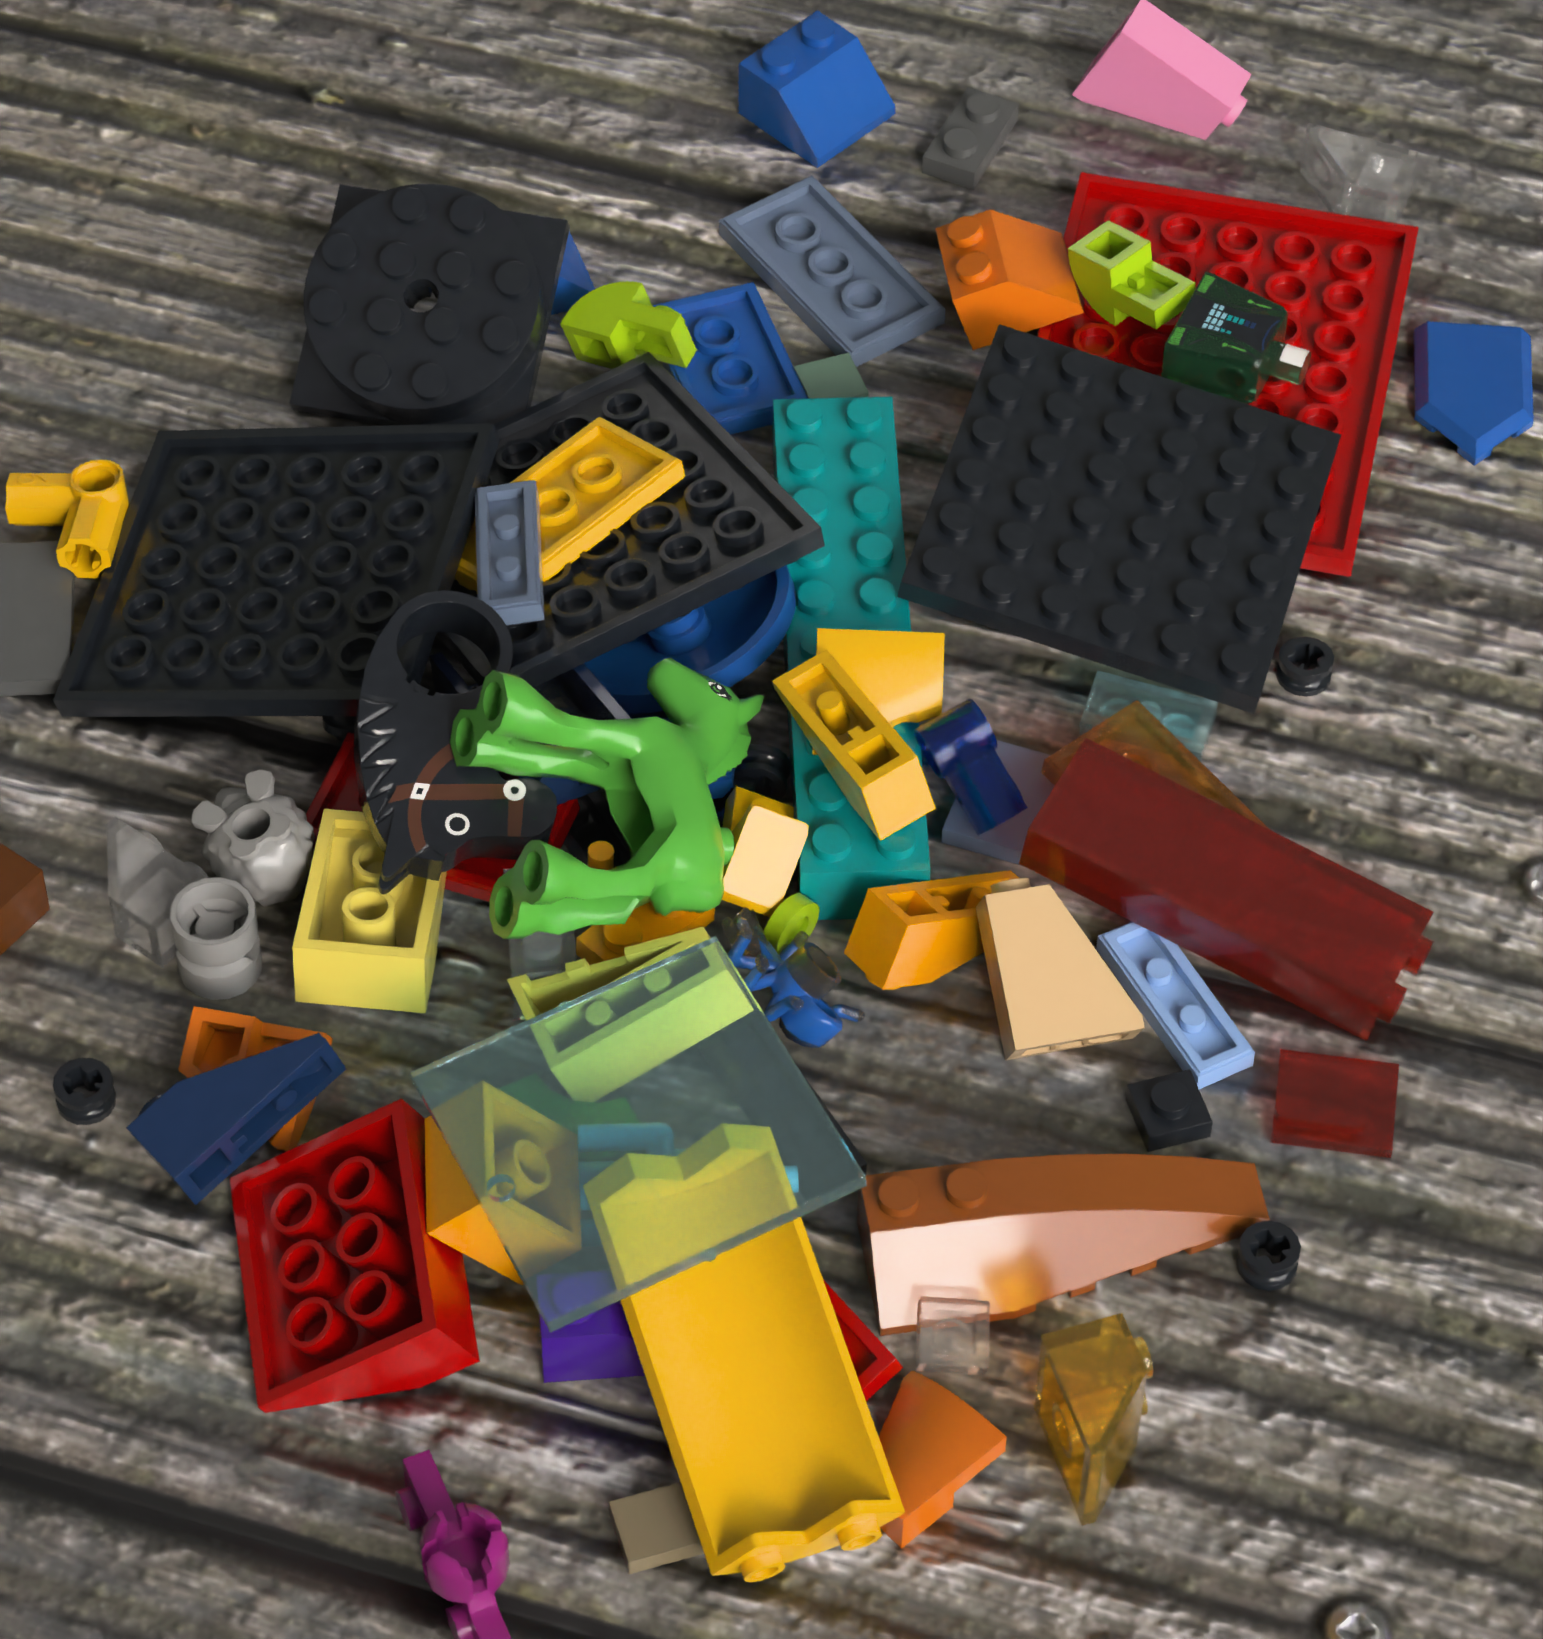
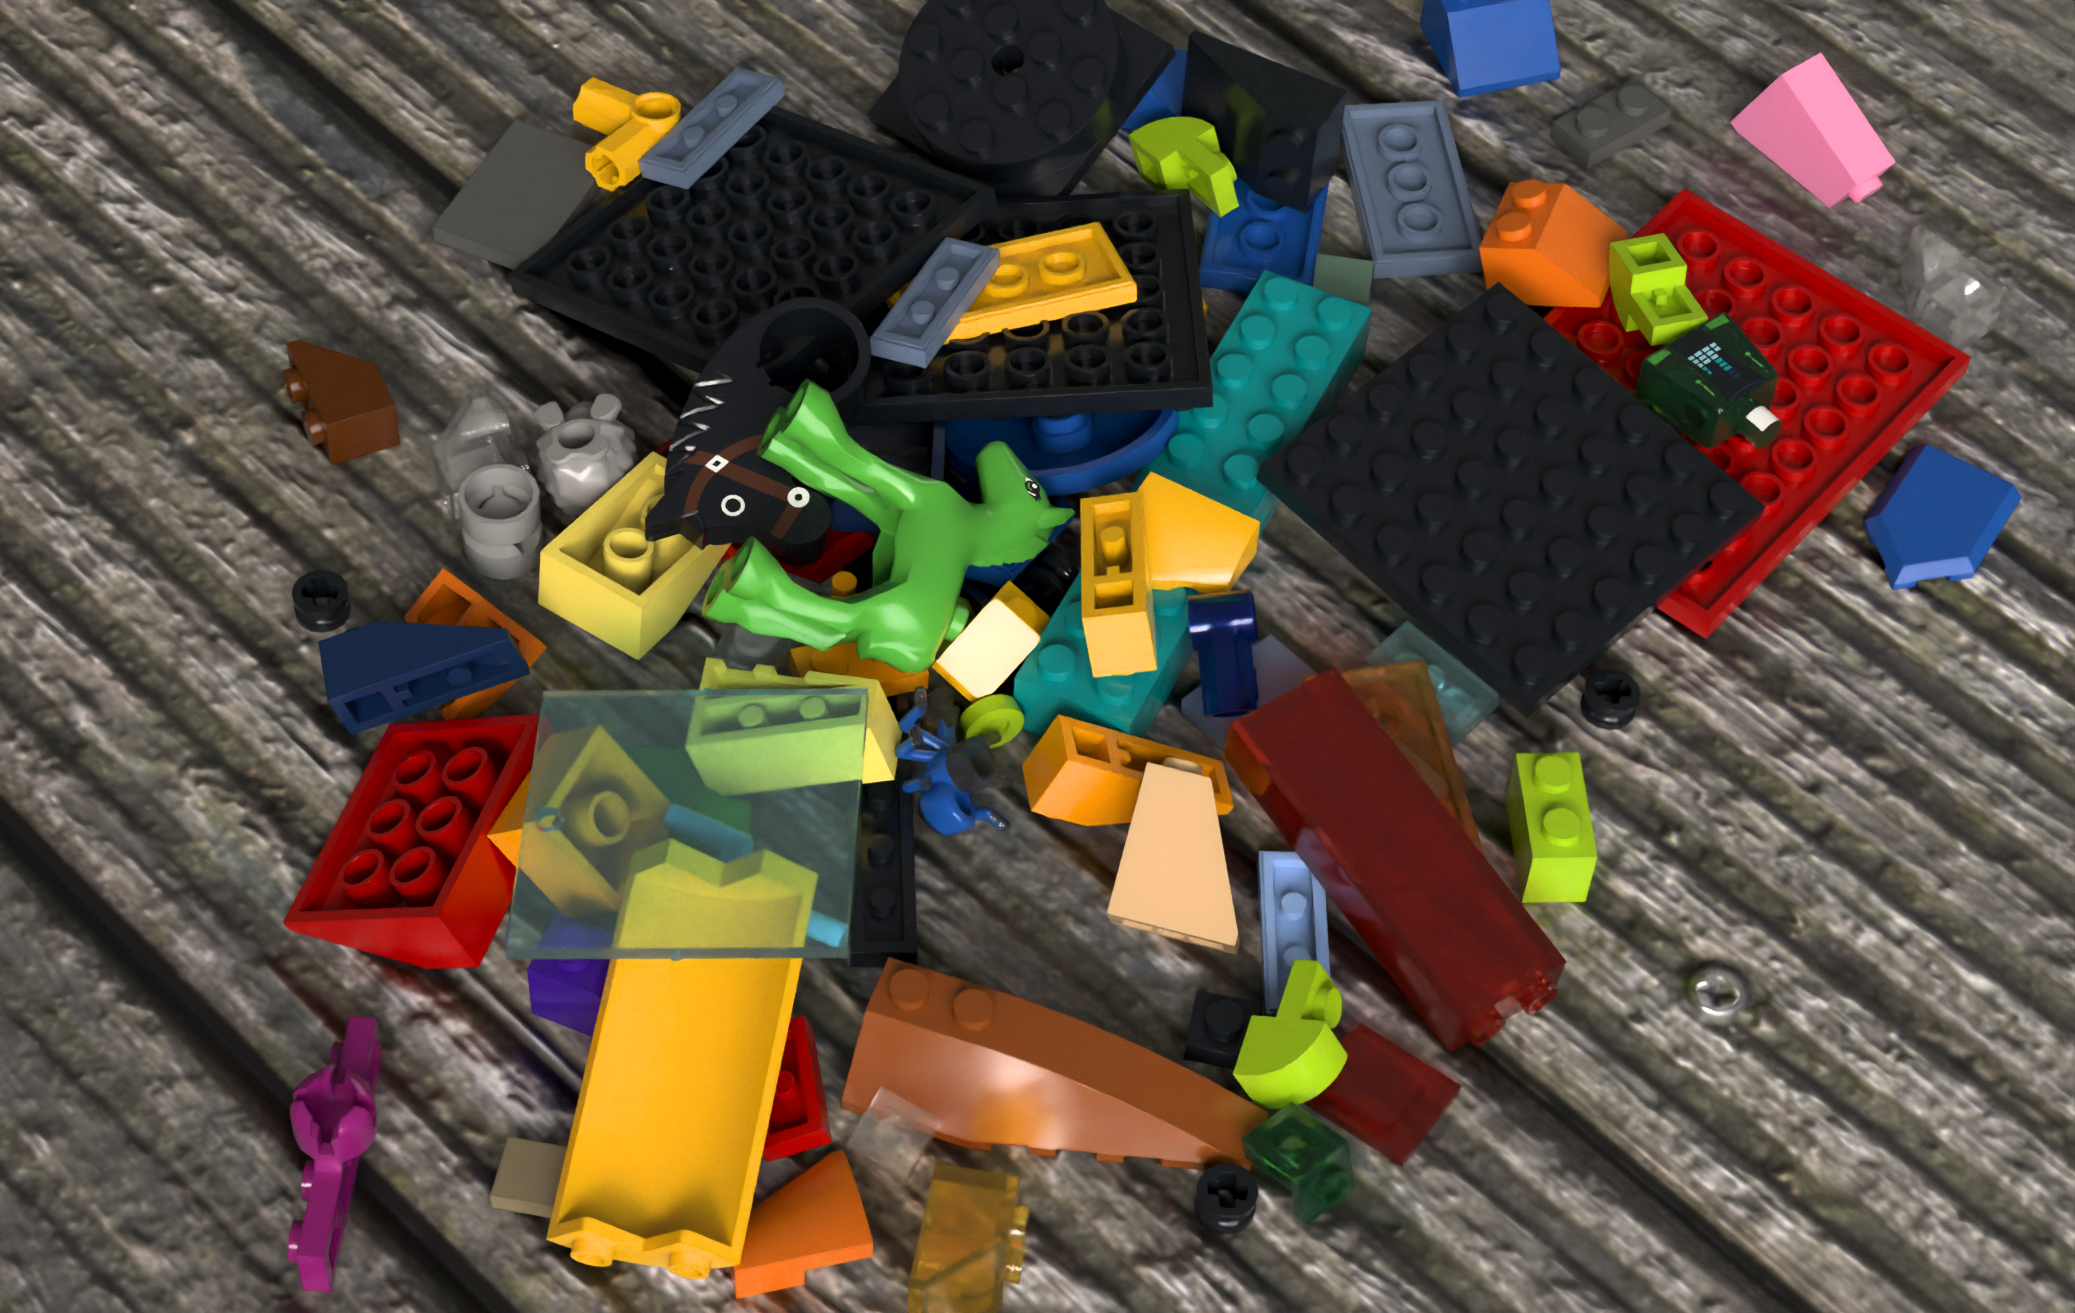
camera: 25 degrees right, 0 degrees up
(160, 476) = (711, 128): none -> sand blue tile
(686, 253) = (1267, 118): none -> black slope
(1256, 1096) = (1295, 1051): none -> lime brick
(1315, 1187) = (1303, 1158): none -> clear green bracket
(1336, 800) = (1550, 827): none -> lime brick

